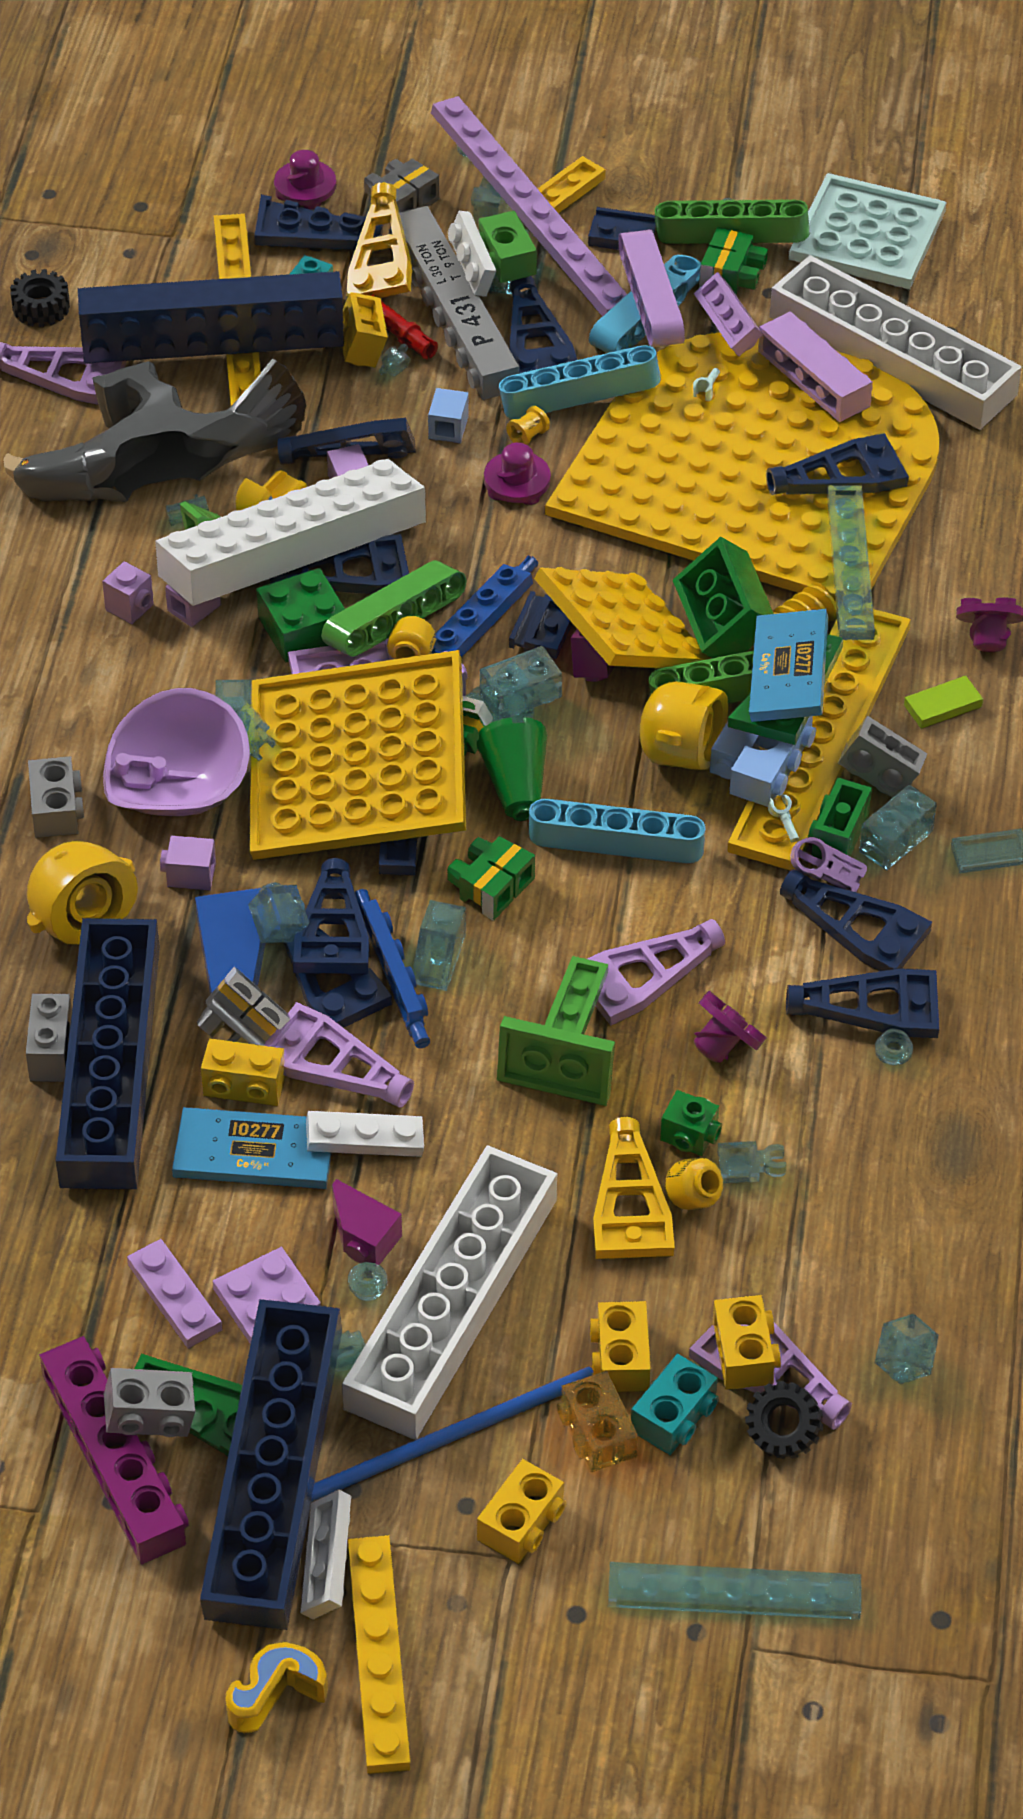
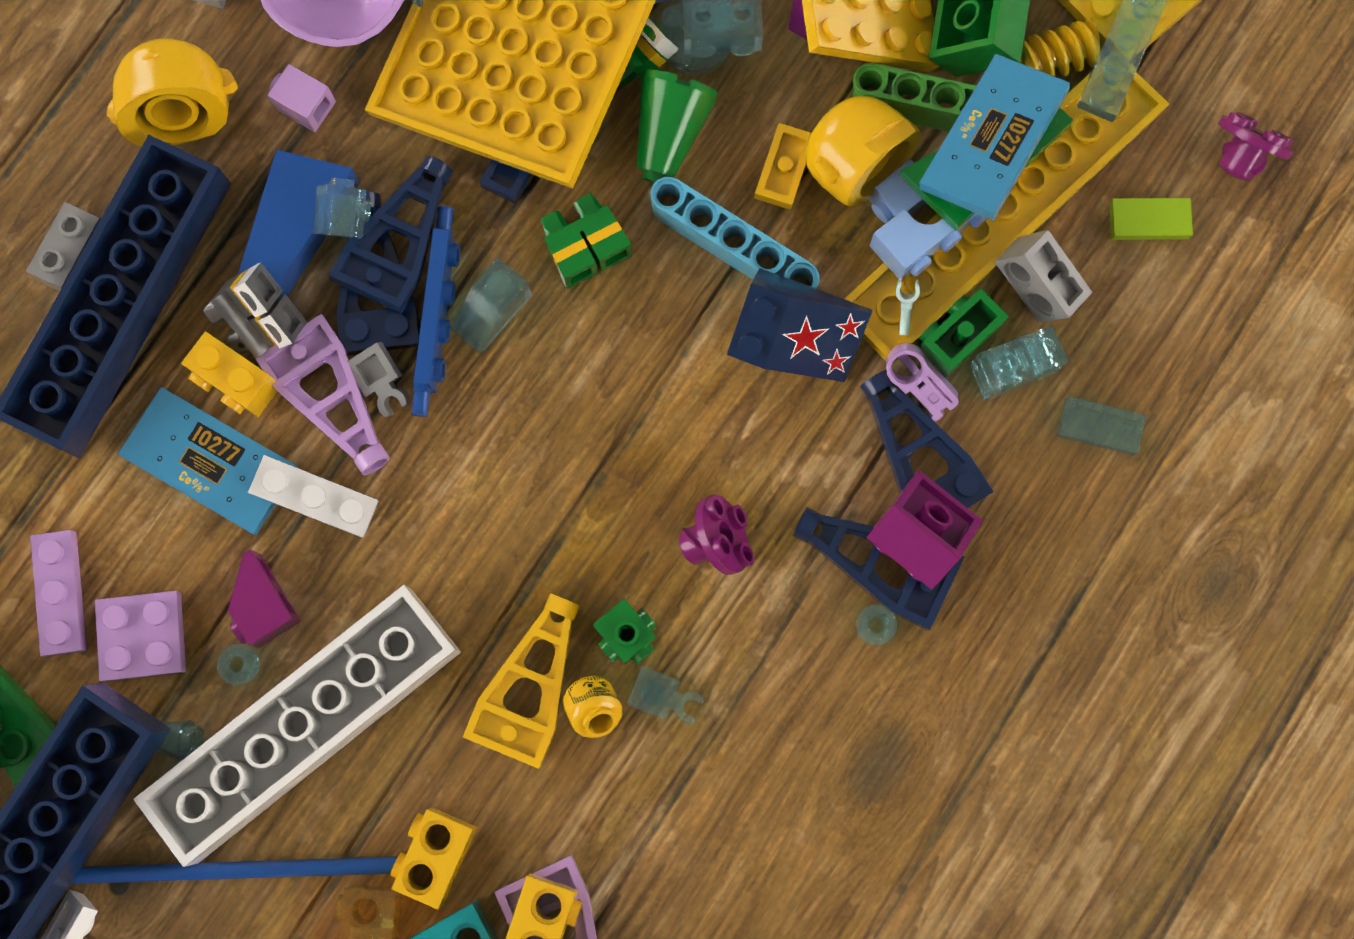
camera: 25 degrees right, 30 degrees up
(371, 1029) = (376, 374): none -> light grey plate
(558, 1054) = (555, 471): bright green piece -> none
(620, 1000) = (634, 426): lavender plate -> none
(627, 768) = (783, 167): none -> yellow plate
(707, 862) = (798, 329): none -> dark blue slope
(892, 957) = (925, 530): none -> magenta slope

